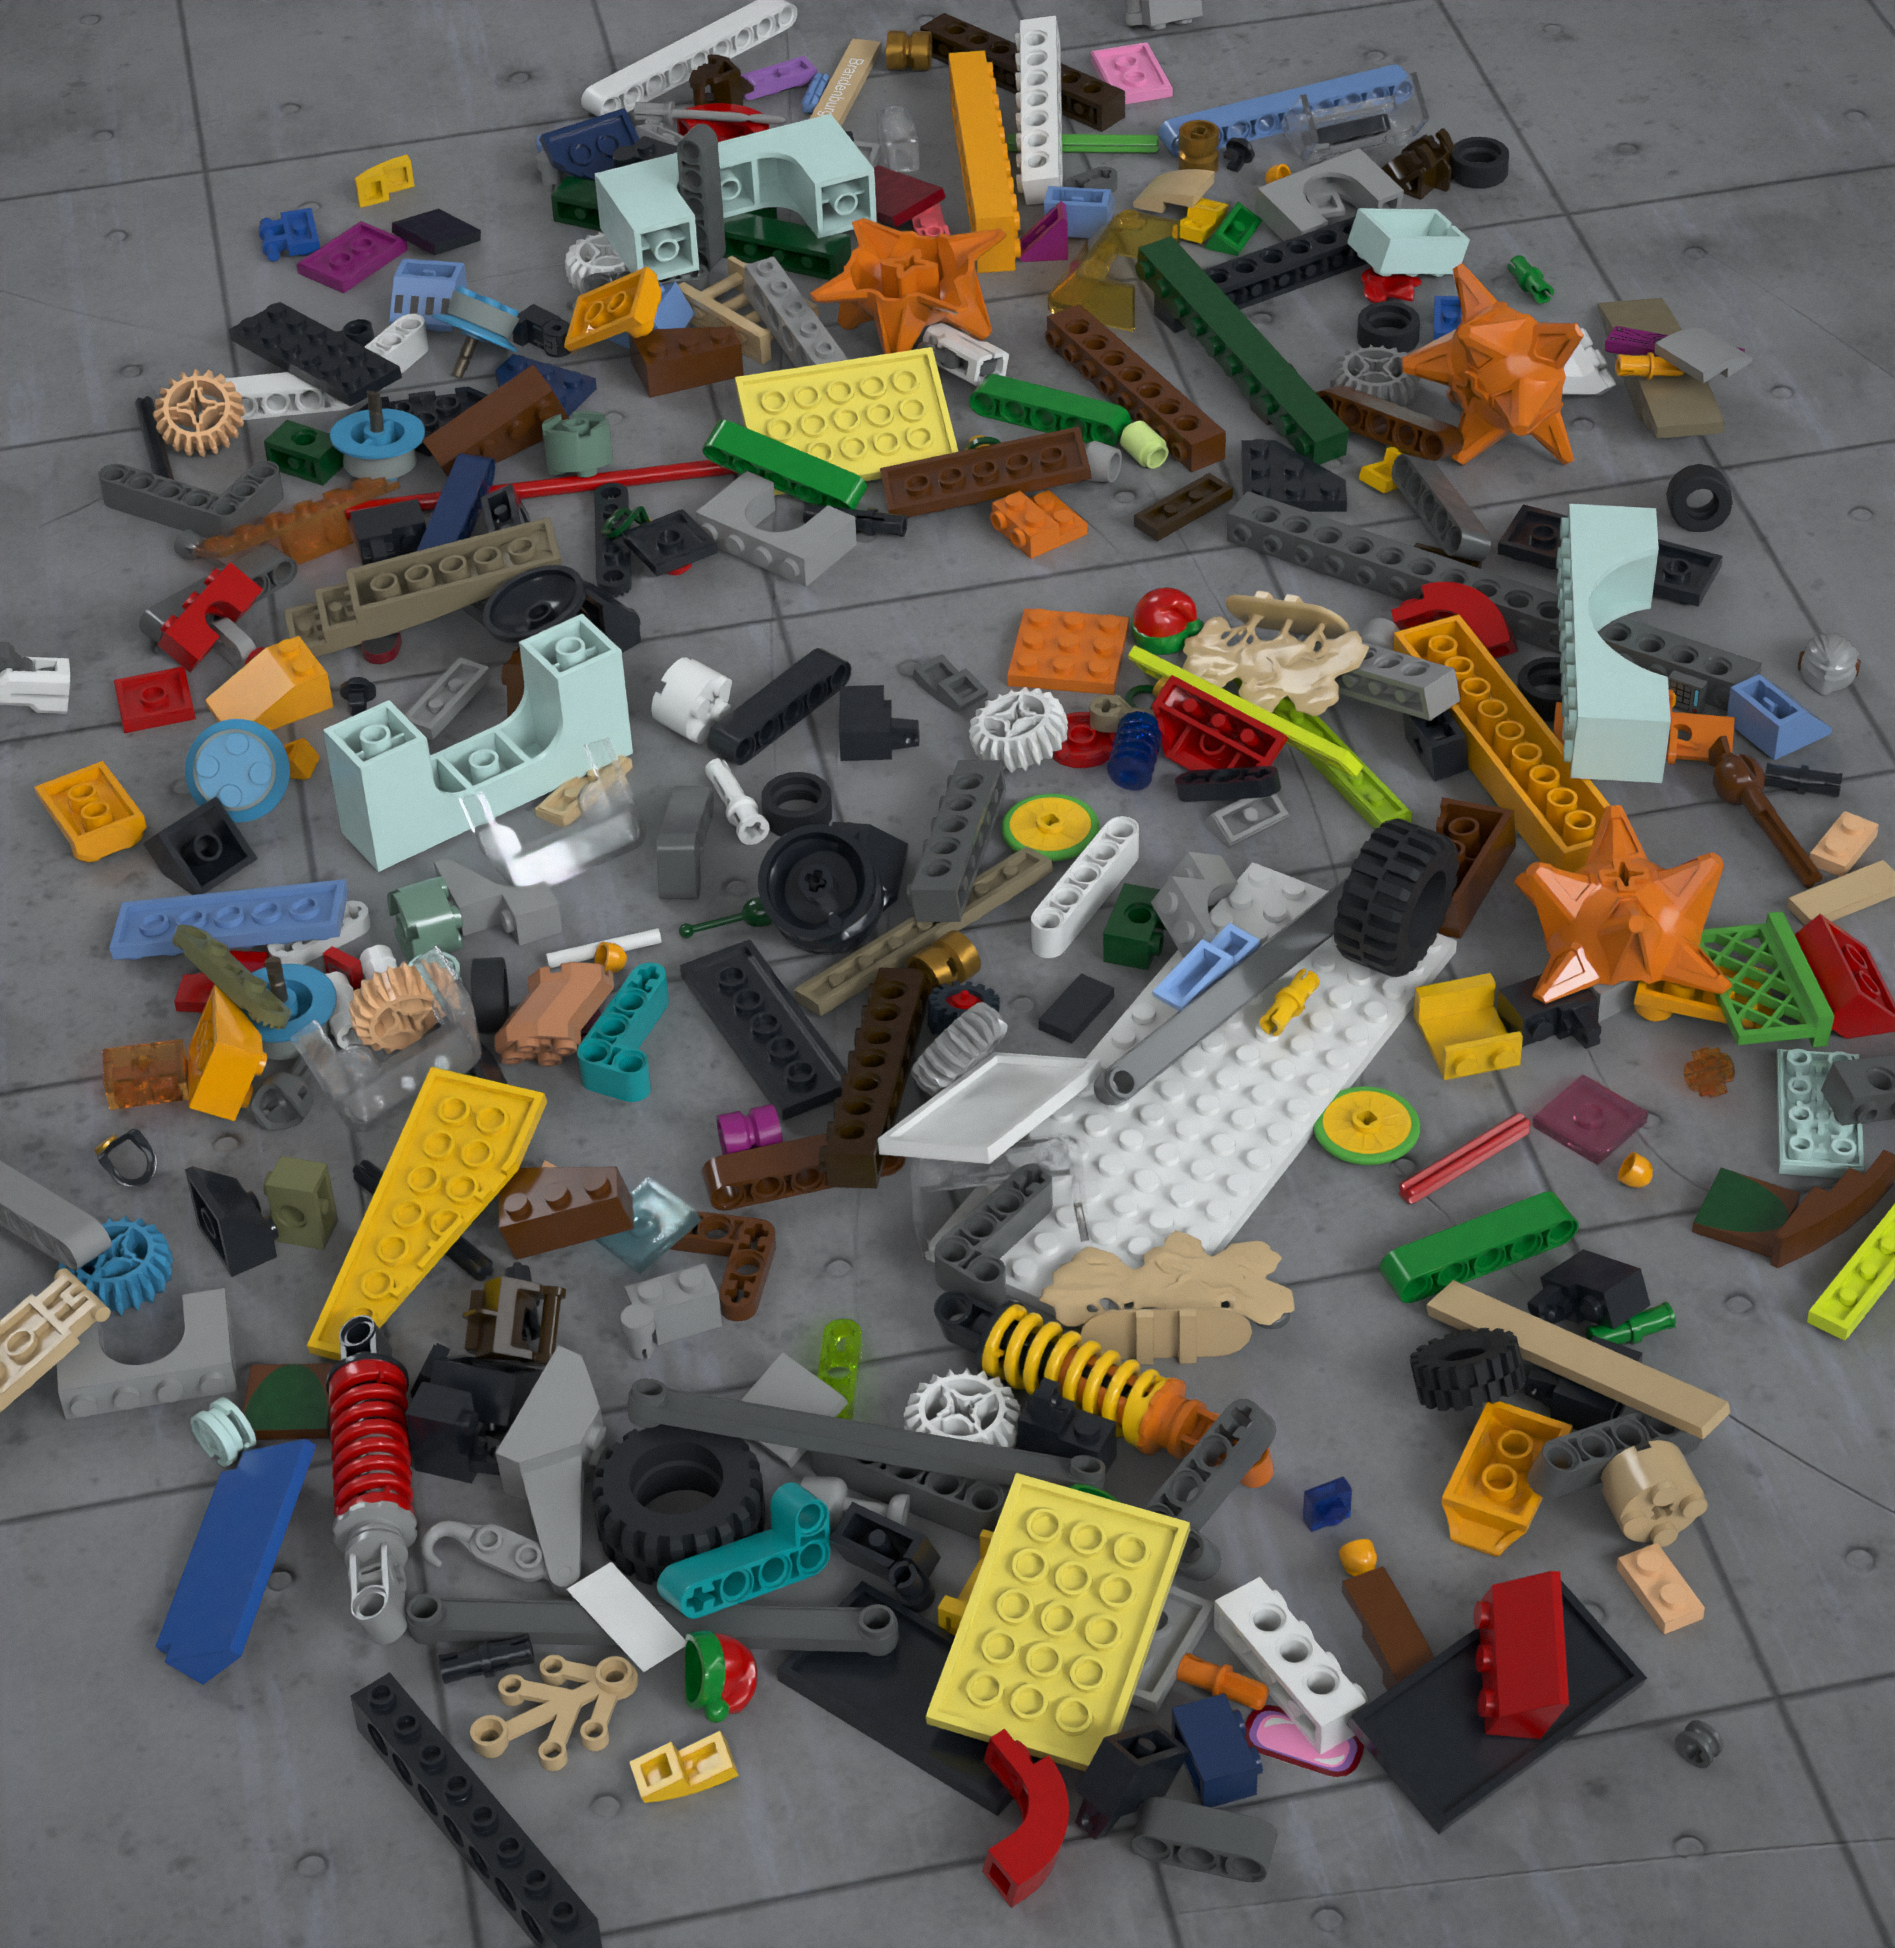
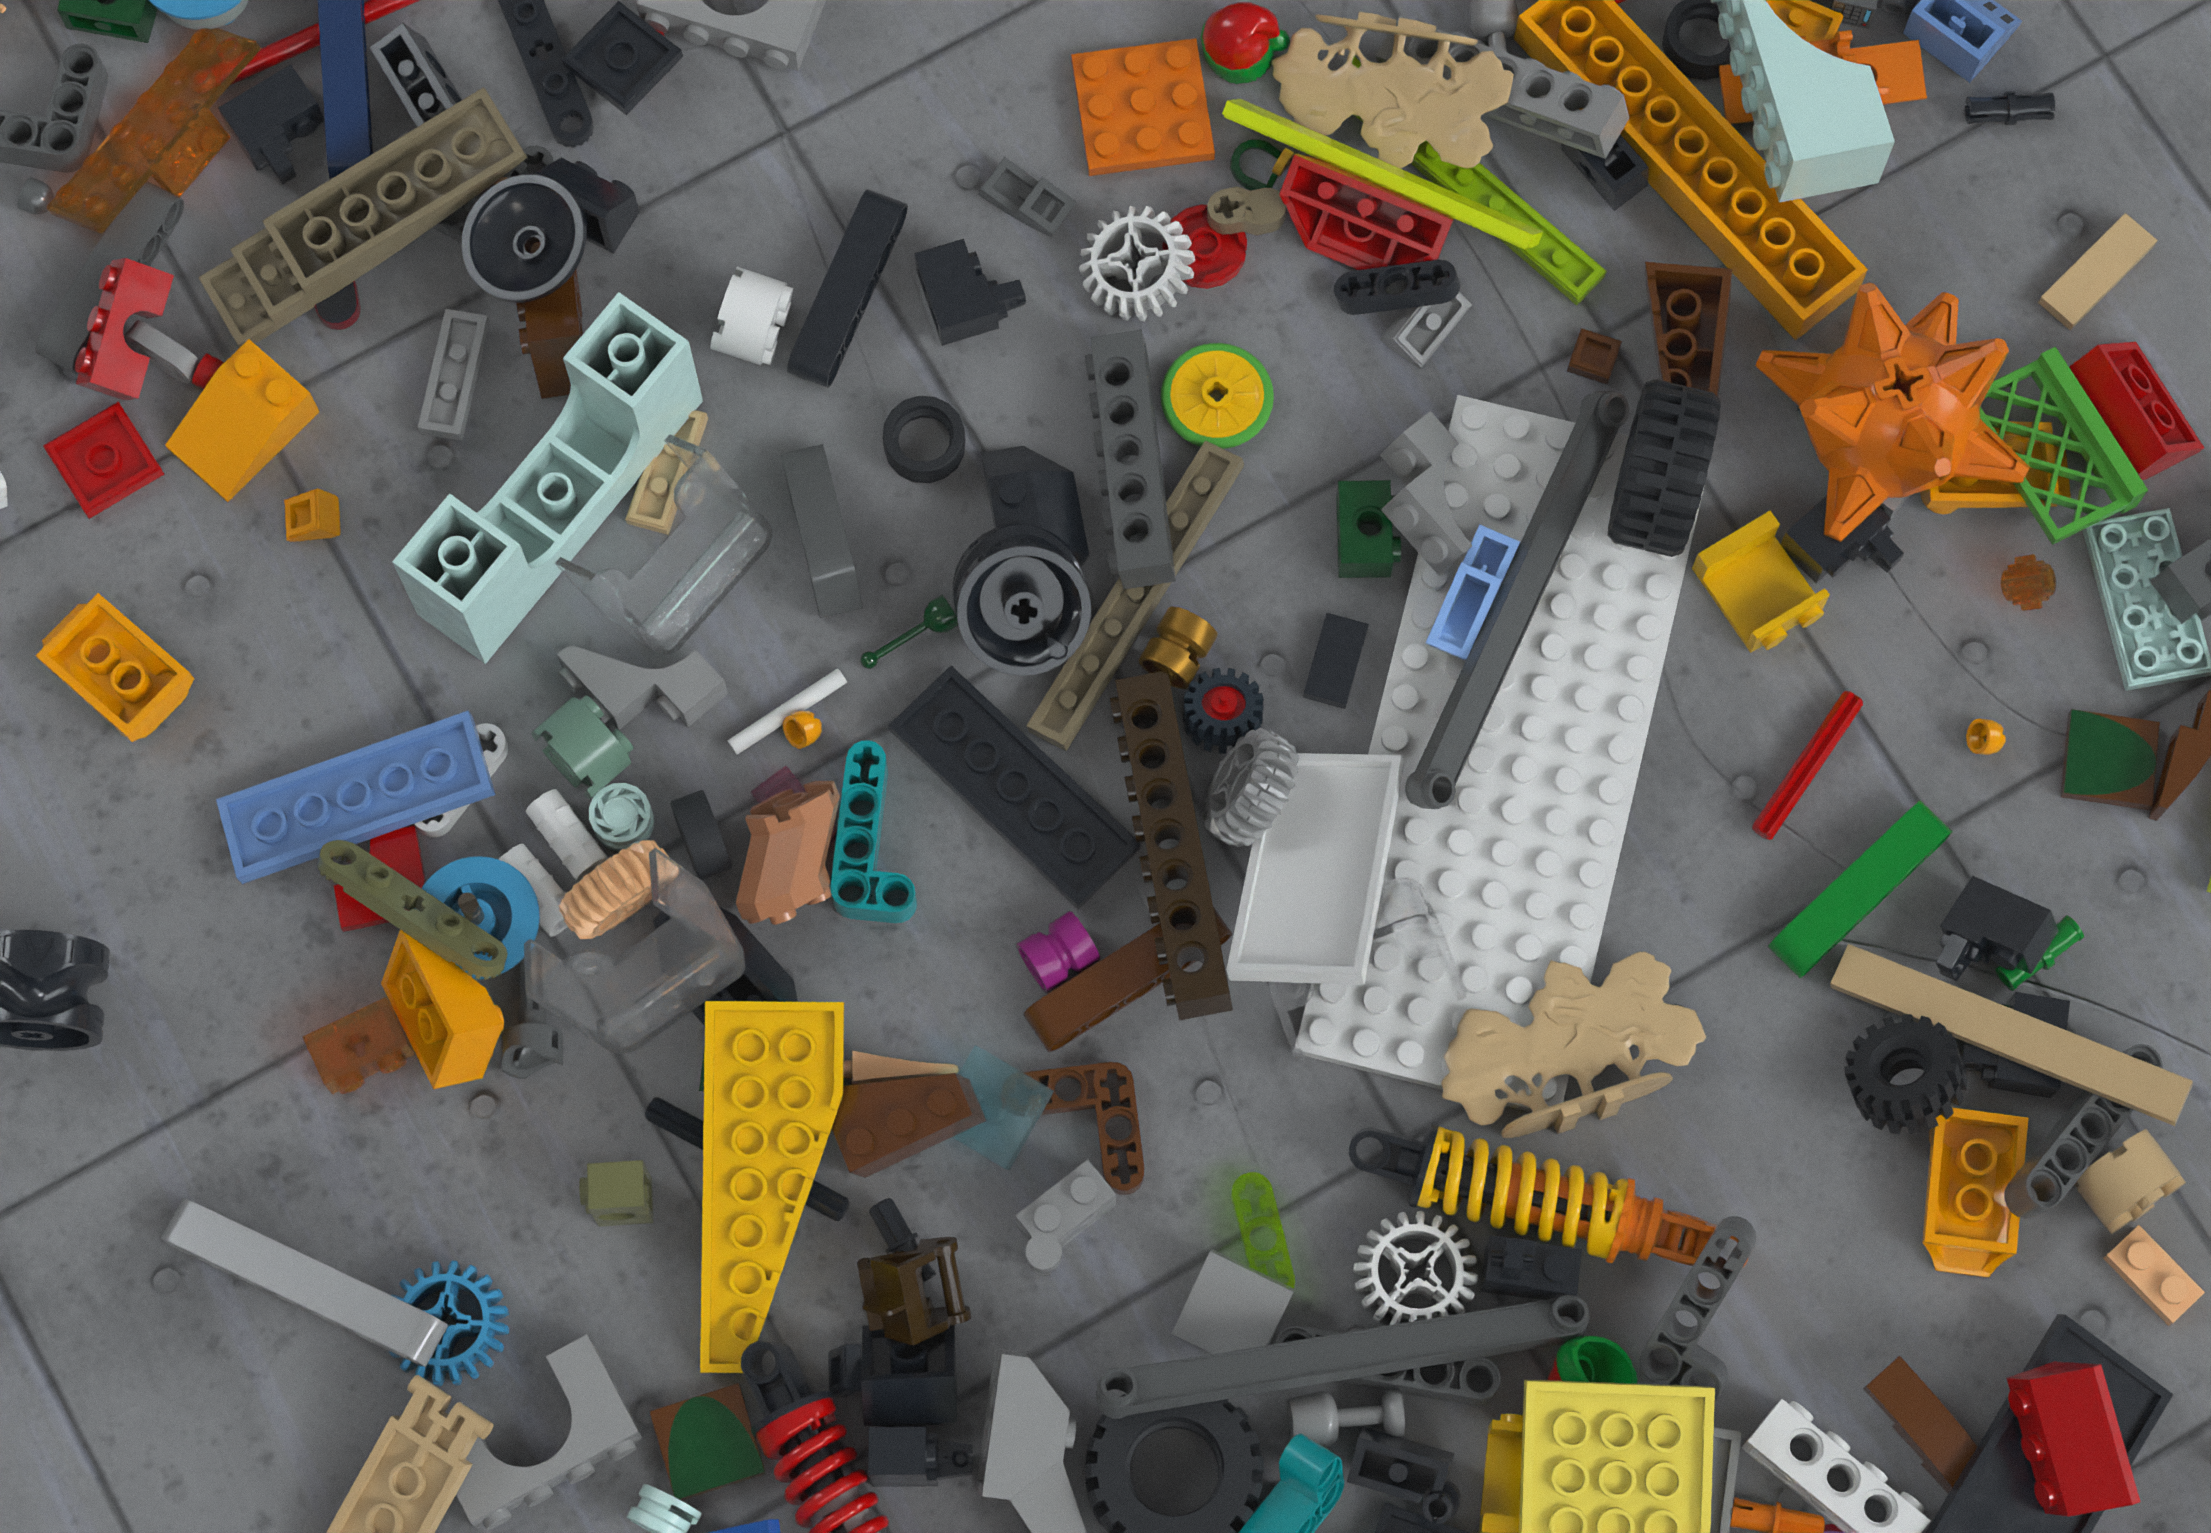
camera: 20 degrees left, 30 degrees up
(141, 1142) = (358, 1156): black piece -> none
(201, 849) = (270, 692): black slope -> none
(231, 1220) = (551, 1231): black slope -> none
(240, 766) = (270, 575): dark azure piece -> none
(342, 962) = (515, 832): red tile -> none
(357, 693) = (346, 391): black plate -> none
(632, 516) = (538, 31): dark green piece -> none
(740, 809) = (862, 463): white pin -> none
(972, 1250) = (1375, 1025): dark grey beam -> none
(1084, 887) = (1295, 464): white beam -> none
(1135, 751) = (1275, 261): clear blue piece -> none
(1289, 1002) = (1570, 609): yellow pin -> none
(1327, 1504) = (1813, 1275): clear blue plate -> none
(1358, 1556) = (1860, 1329): light orange hinge -> none
(1368, 1126) = (1711, 725): yellow wheel -> none
(1590, 1119) = (1918, 672): clear pink tile -> none
(1741, 782) = (1949, 137): reddish brown piece -> none
(1844, 844) = (2075, 194): light nougat plate -> none

